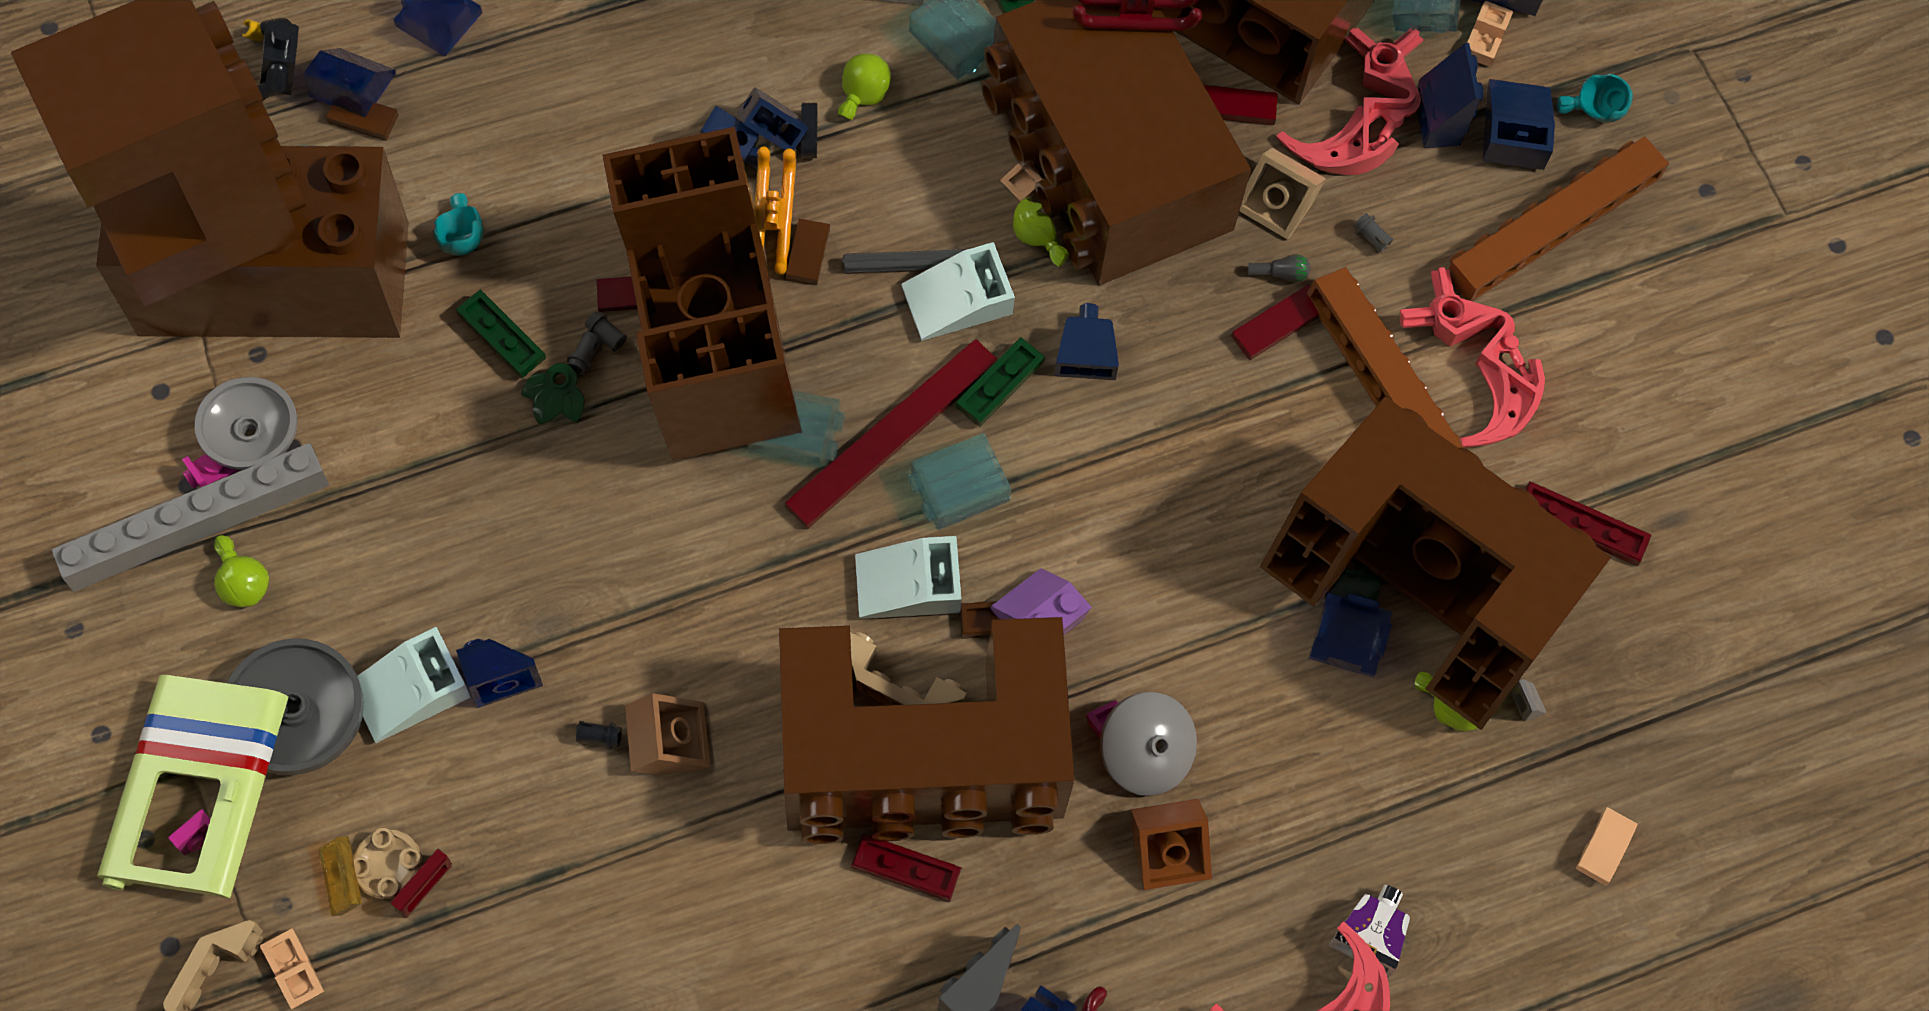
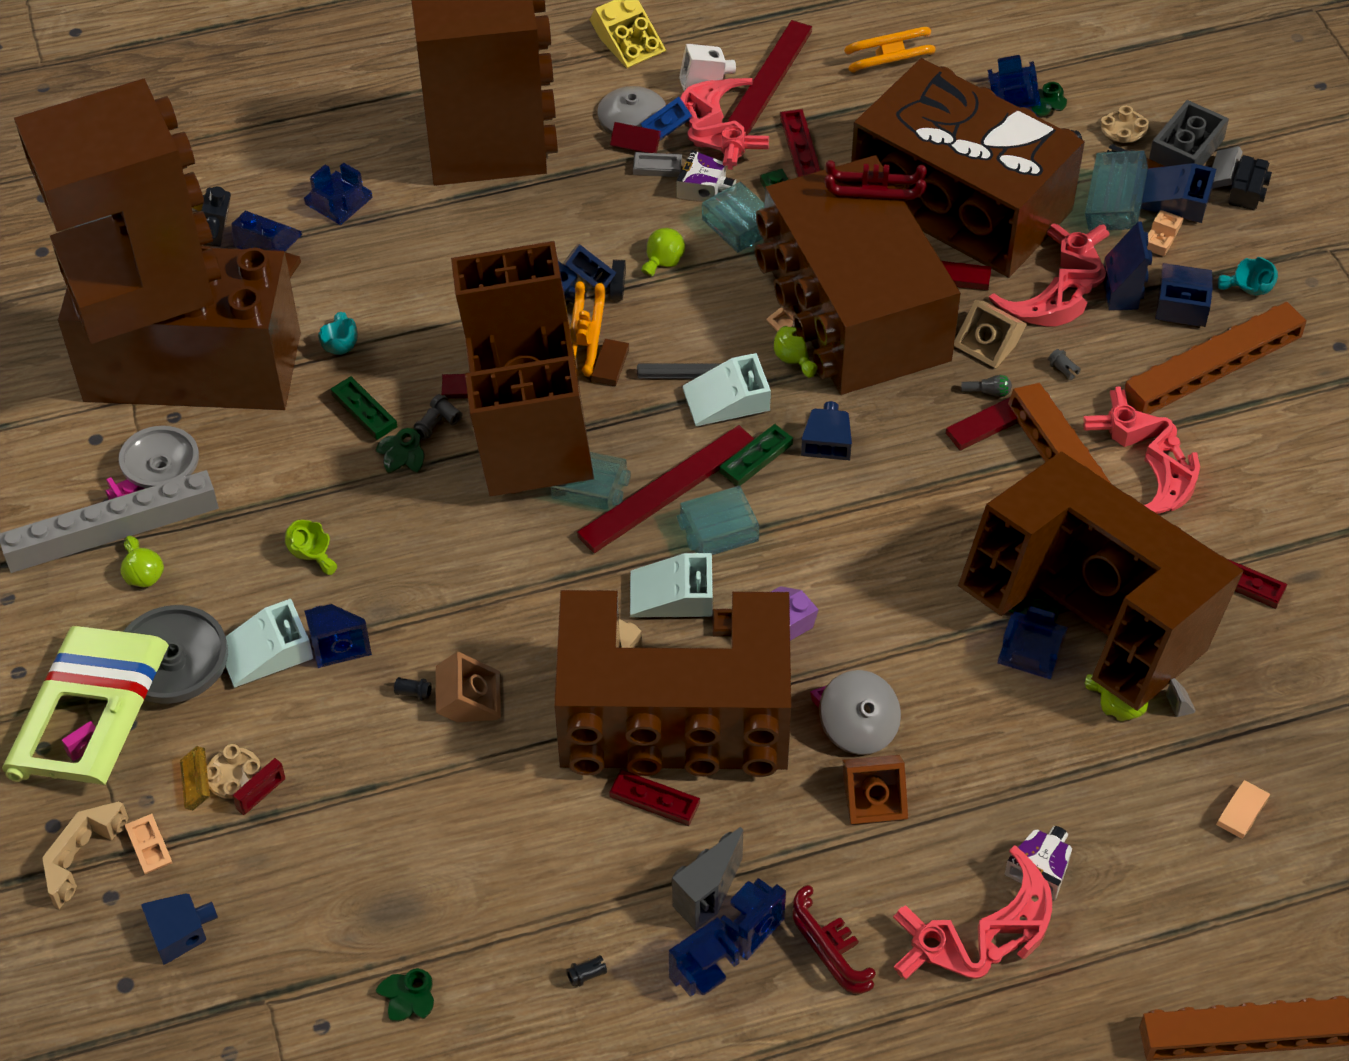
camera: 10 degrees right, 15 degrees down
(451, 536) = (309, 542): none -> lime hair

